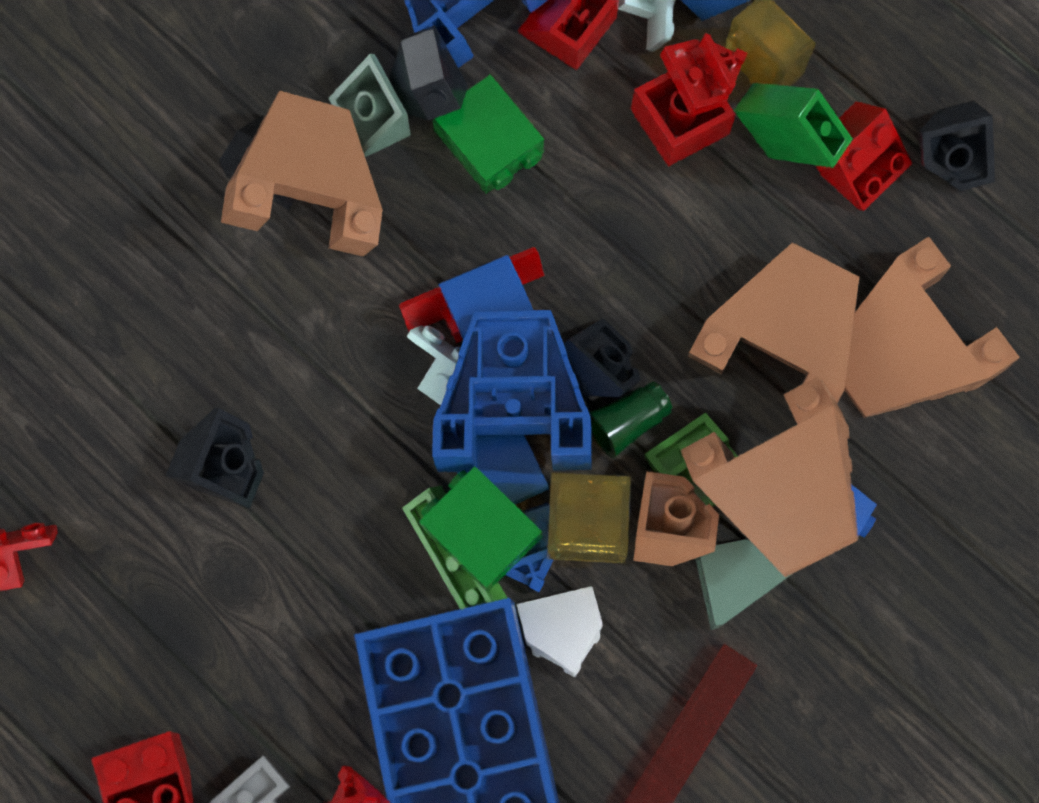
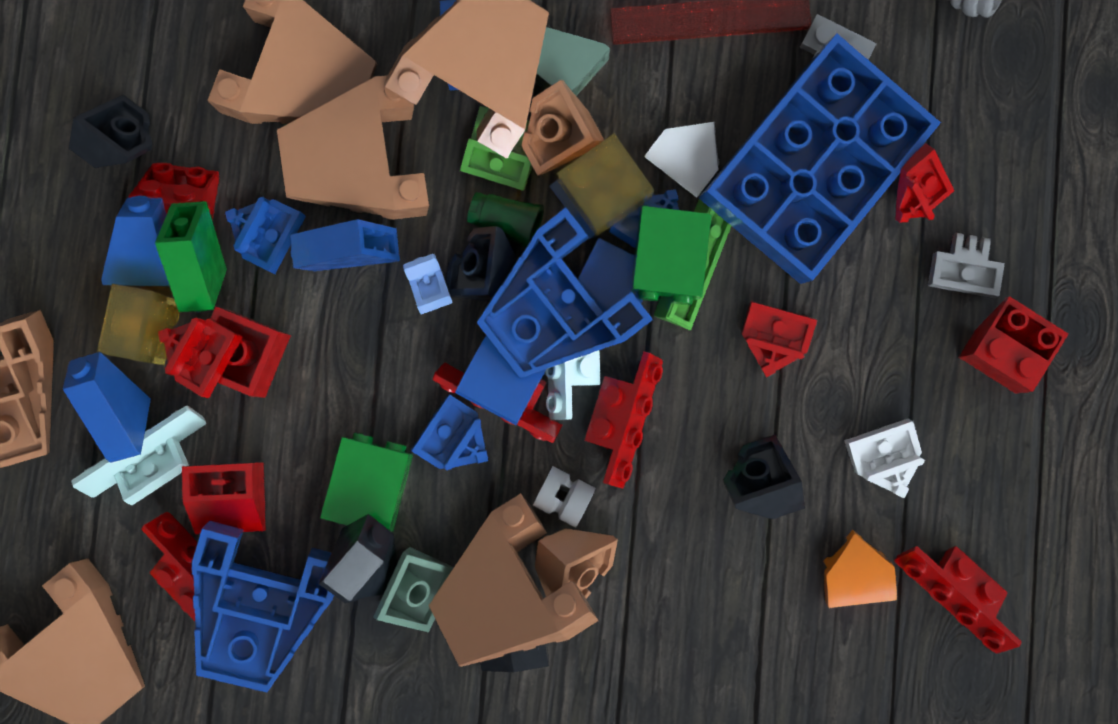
camera: 125 degrees left, 10 degrees up
(71, 481) = (858, 575): none -> orange slope
(148, 591) = (887, 455): none -> white slope
(286, 250) = (573, 557): none -> nougat slope
(334, 289) = (575, 502): none -> light grey wheel
(334, 578) = (776, 336): none -> red slope
(374, 385) = (621, 416): none -> red bracket
(473, 232) = (452, 436): none -> blue slope
(622, 308) = (427, 283): none -> light blue bracket
(709, 262) = (344, 246): none -> blue slope
(777, 209) = (264, 231): none -> blue slope
(845, 91) = (132, 247): none -> blue slope

